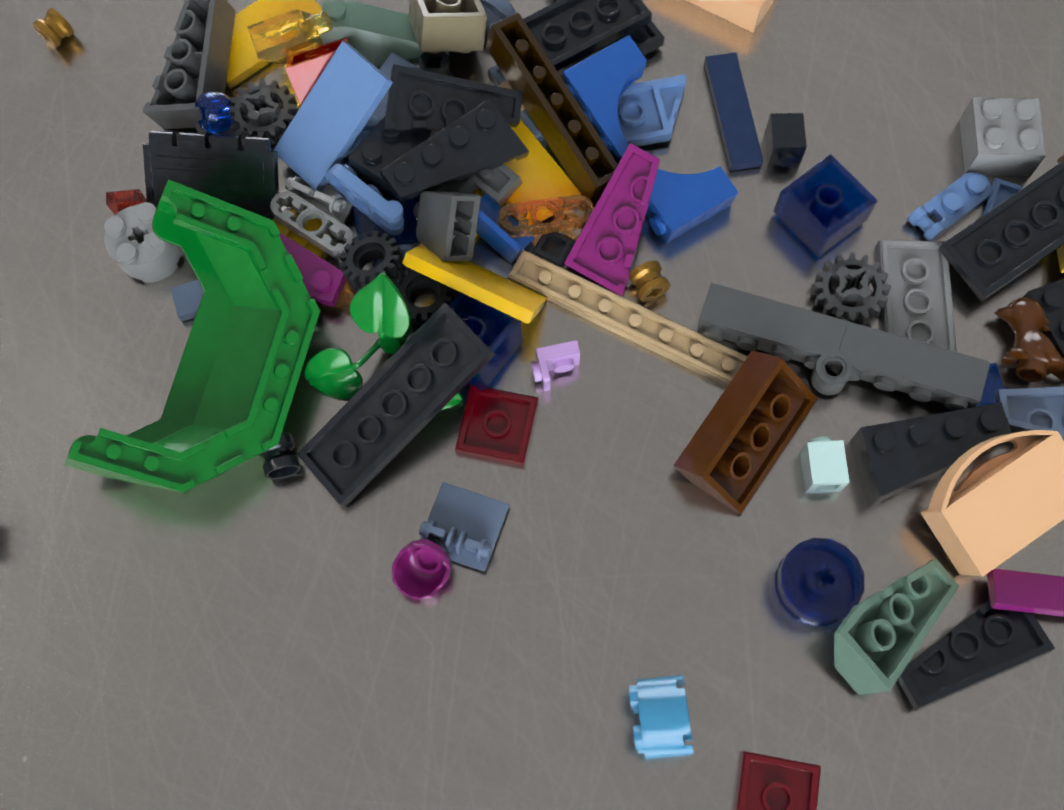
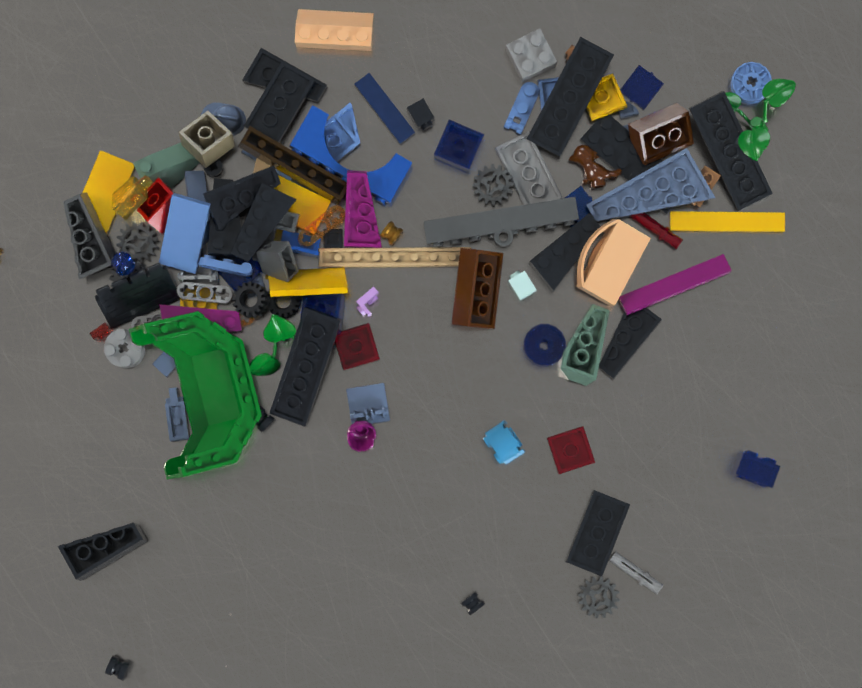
camera: 30 degrees left, 15 degrees up
(152, 383) = (176, 416): none -> sand blue hinge

